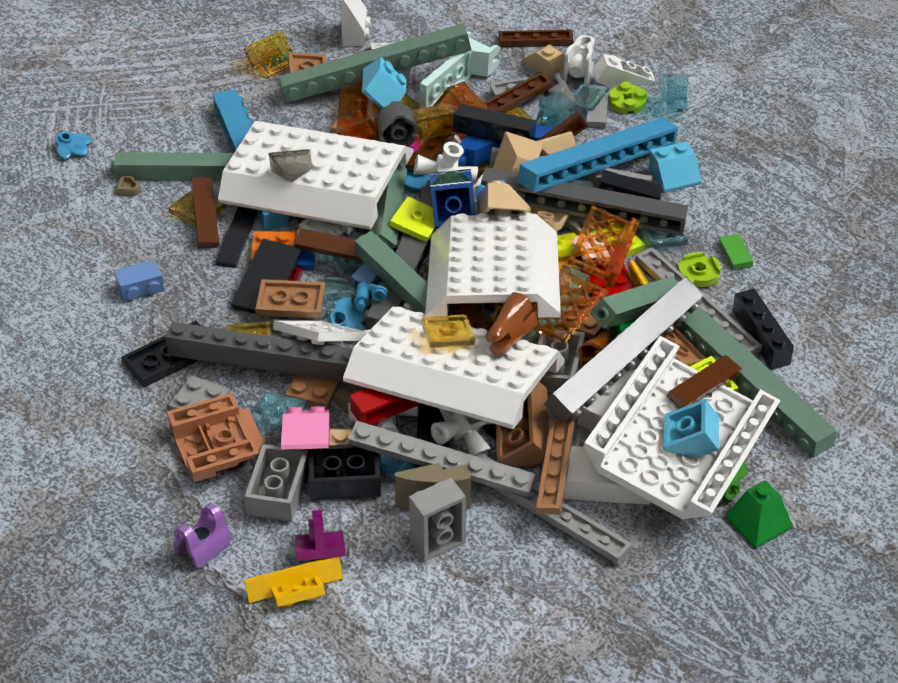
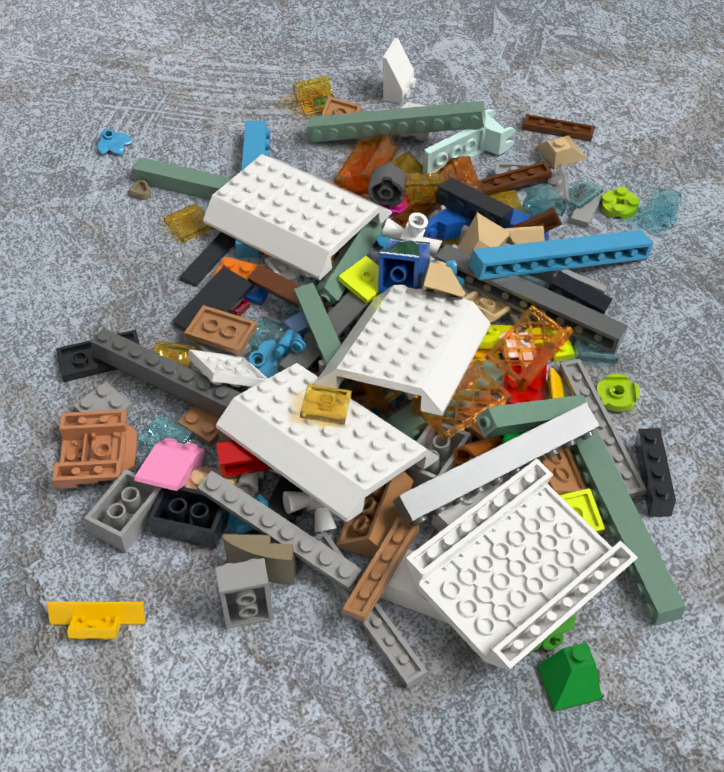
camera: 20 degrees right, 5 degrees up
(139, 280) = (104, 279): medium blue brick -> none
(204, 212) = (189, 229): reddish brown tile -> none
(205, 538) = (36, 549): medium lavender piece -> none
(290, 164) = (267, 202): clear smoke slope -> none
(319, 543) = (134, 582): magenta bracket -> none
(383, 83) = (391, 143): medium azure slope -> none
(512, 324) = (386, 413): dark orange piece -> none
(579, 59) = (584, 157): white piece -> none
(613, 71) = (614, 173): white slope -> none
(674, 167) = (636, 282): medium azure slope -> none
(692, 430) = (529, 569): medium azure slope -> none
(704, 382) = (566, 518): reddish brown tile -> none
(735, 252) = (662, 382): bright green tile -> none

